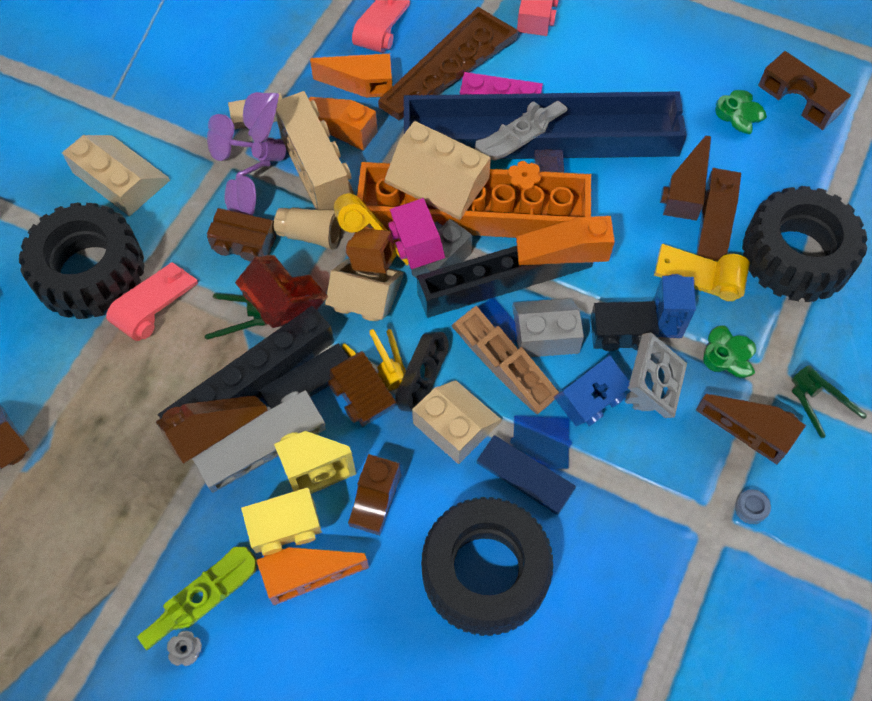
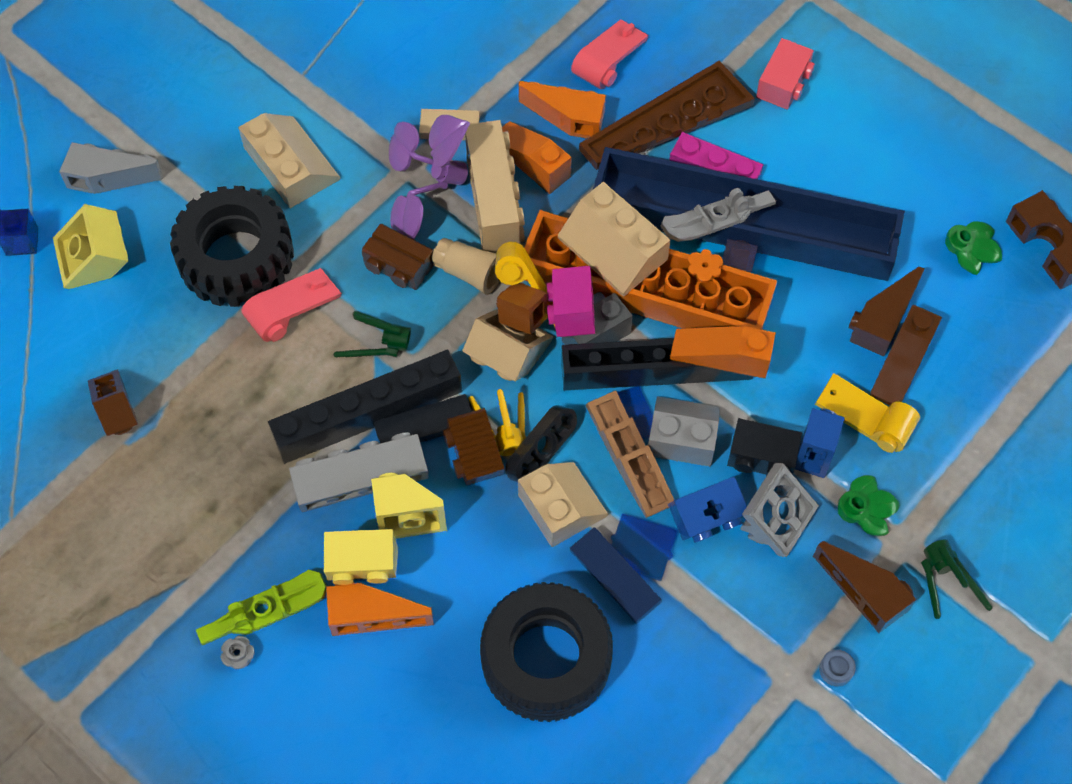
camera: 15 degrees right, 0 degrees up
(202, 424) = (307, 442): reddish brown slope -> none
(276, 292) = (414, 327): clear red brick -> none
(374, 494) = (458, 554): reddish brown arch -> none
(822, 219) = (998, 377): black tyre -> none

